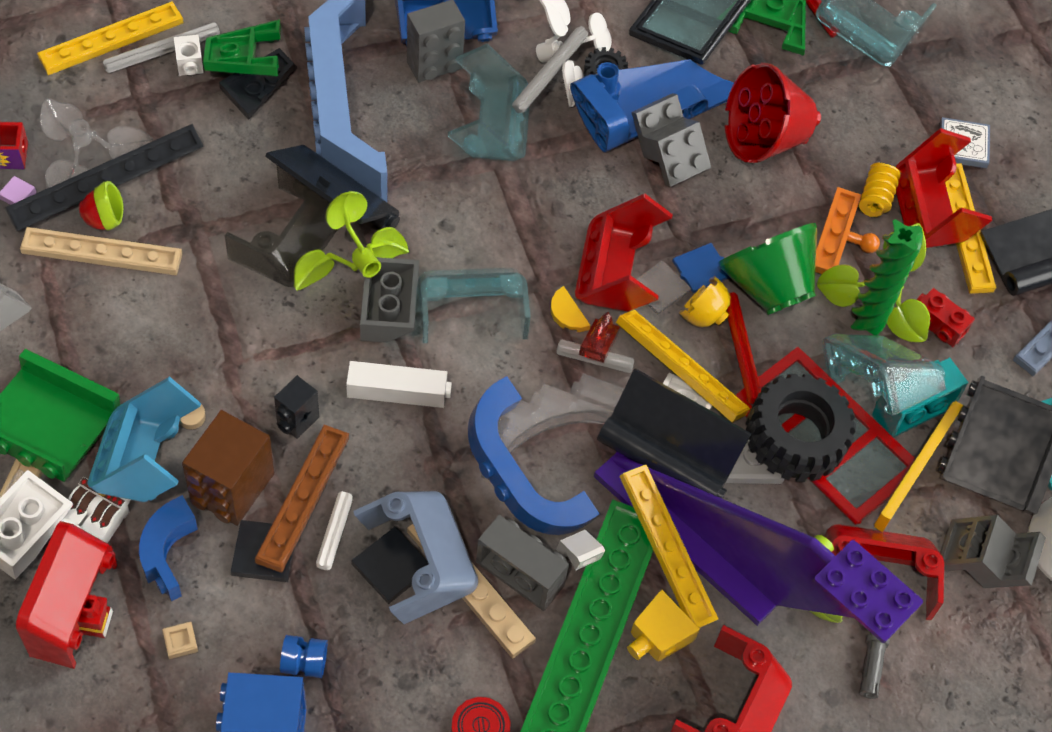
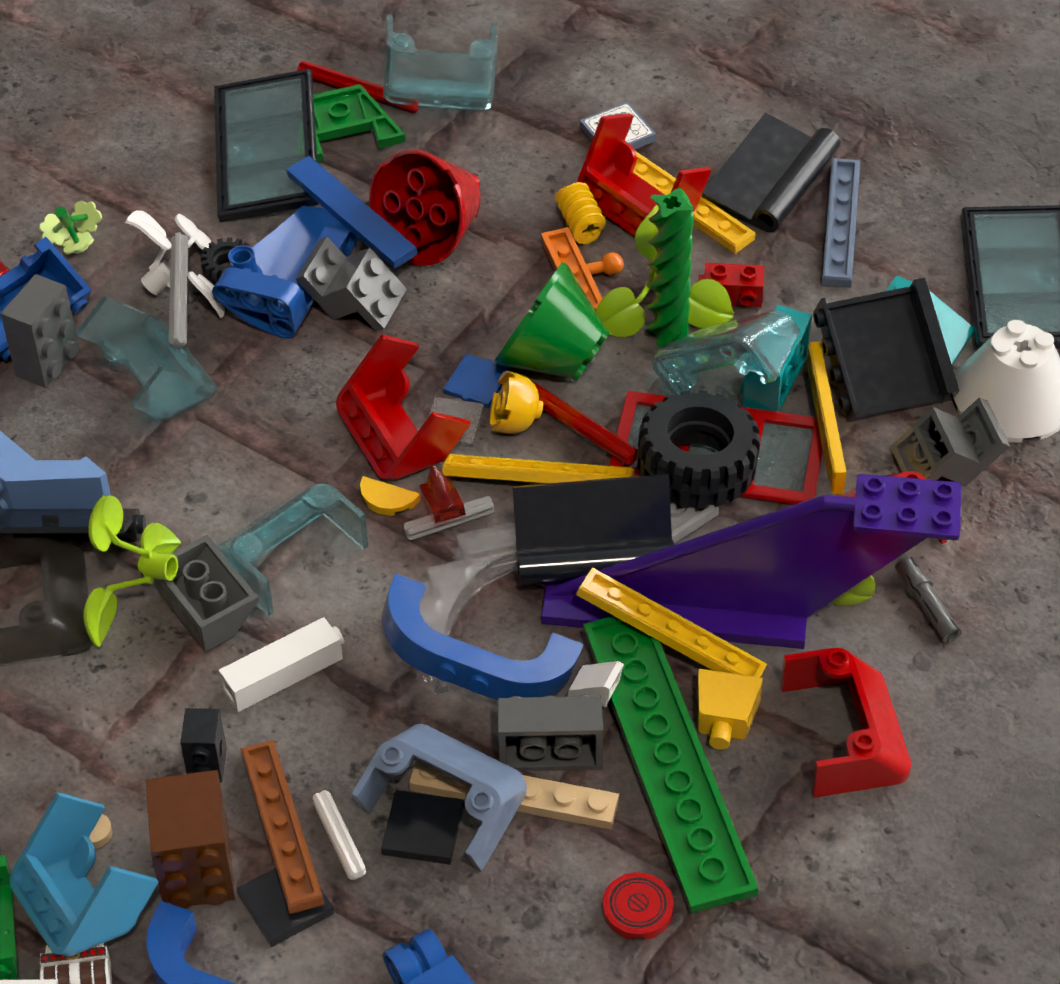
camera: 30 degrees left, 10 degrees down
(715, 86) = (352, 212): none -> blue tile

